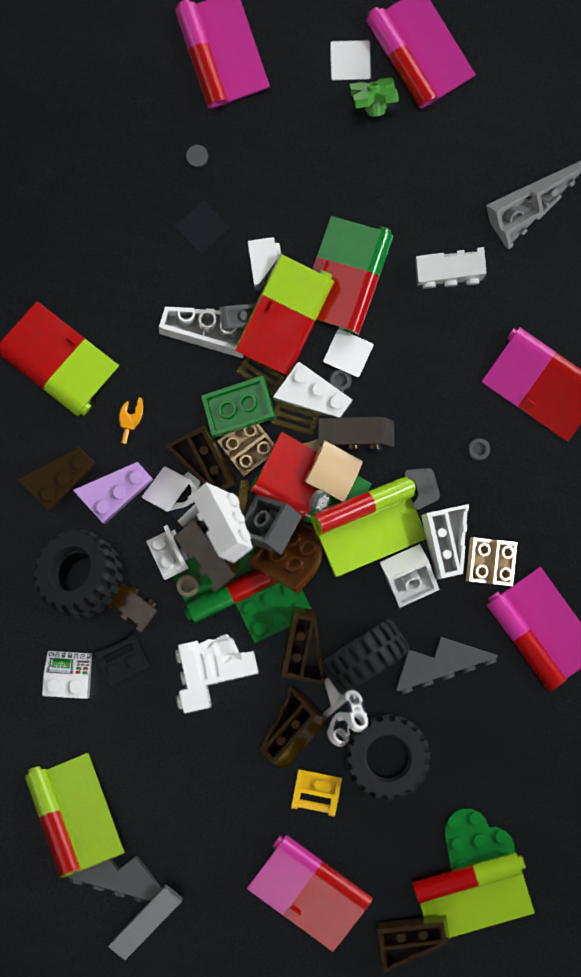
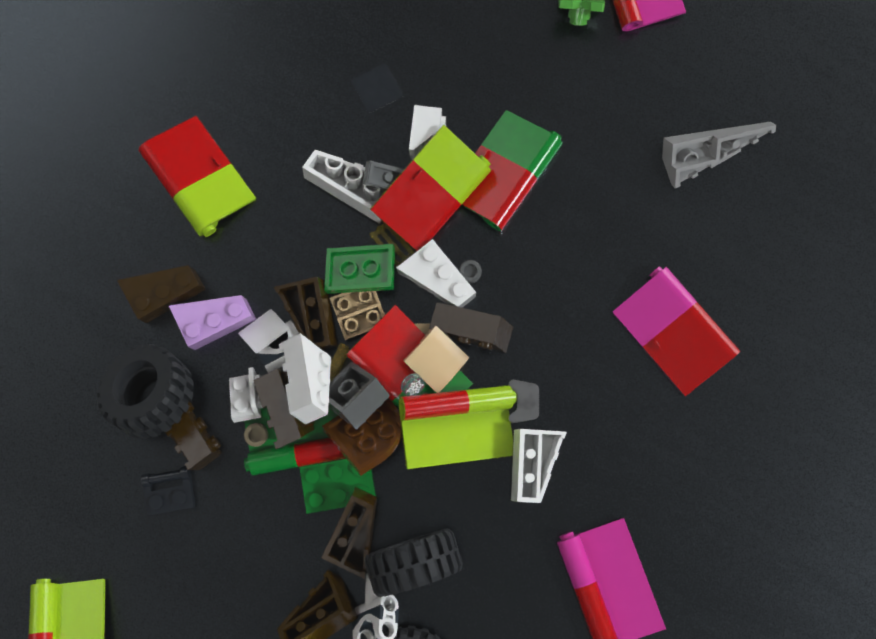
camera: 25 degrees right, 5 degrees down
(67, 674) = (107, 492): white slope -> none
(130, 421) = (250, 255): light orange hand -> none
(197, 156) = (392, 19): dark grey tile -> none
(209, 664) = (253, 523): white brick -> none
(291, 426) = (430, 307): clear yellow tile -> none
(348, 352) = (485, 246): white sticker -> none
(409, 575) = (485, 489): white slope -> none
(447, 659) = (500, 589): dark grey slope -> none
(450, 268) = (612, 190): white wedge -> none
(479, 449) = (591, 379): dark grey tile -> none
(491, 561) = (574, 498): tan slope -> none

